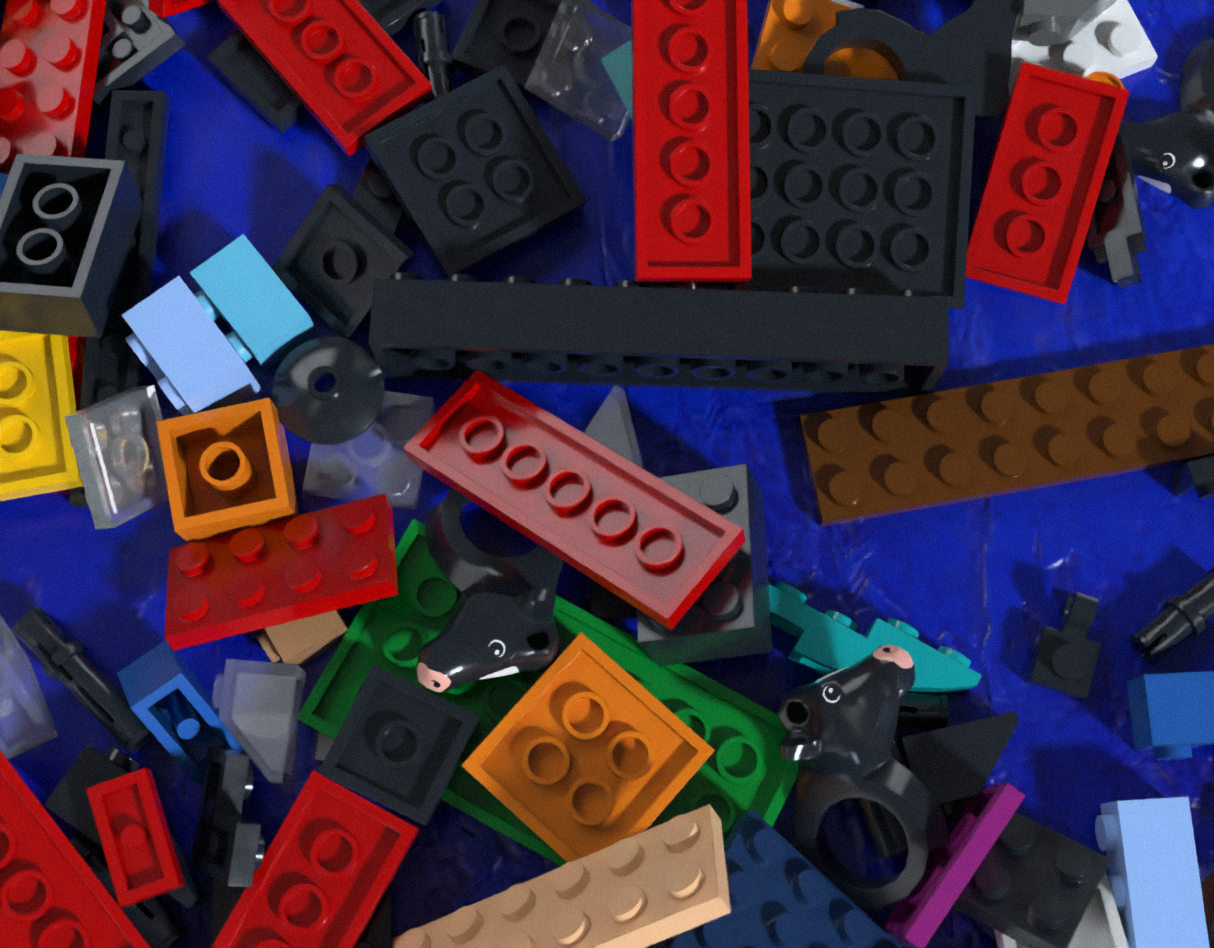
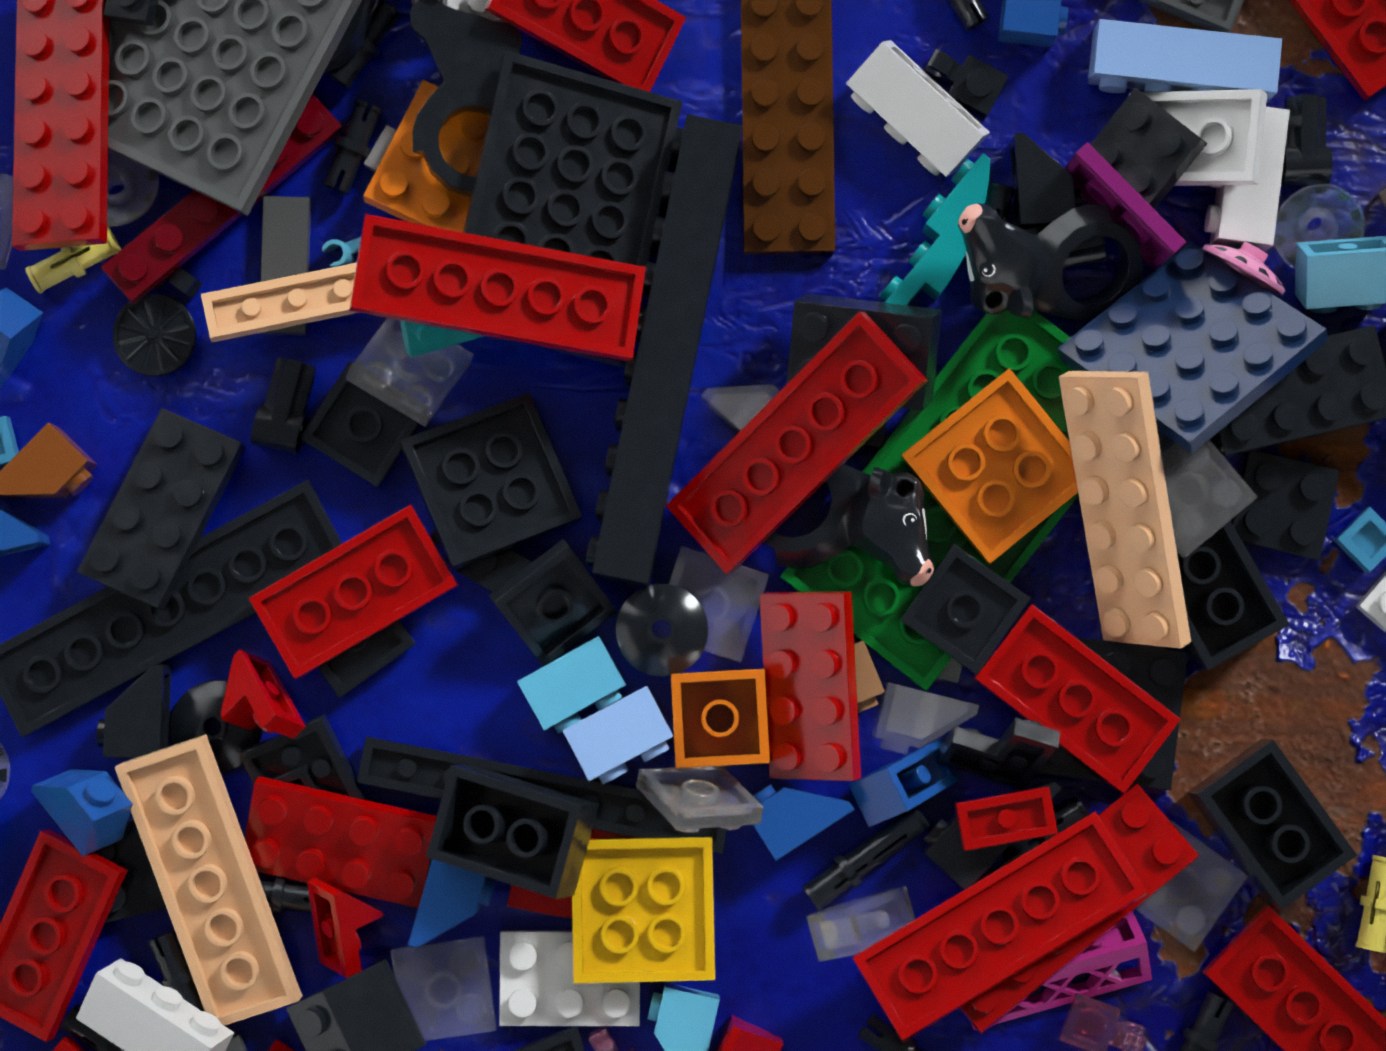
camera: 80 degrees left, 10 degrees up
(123, 581) = (795, 817): none -> blue slope
(432, 53) = (375, 502): black pin -> none
(1018, 588) = (916, 109): none -> white brick

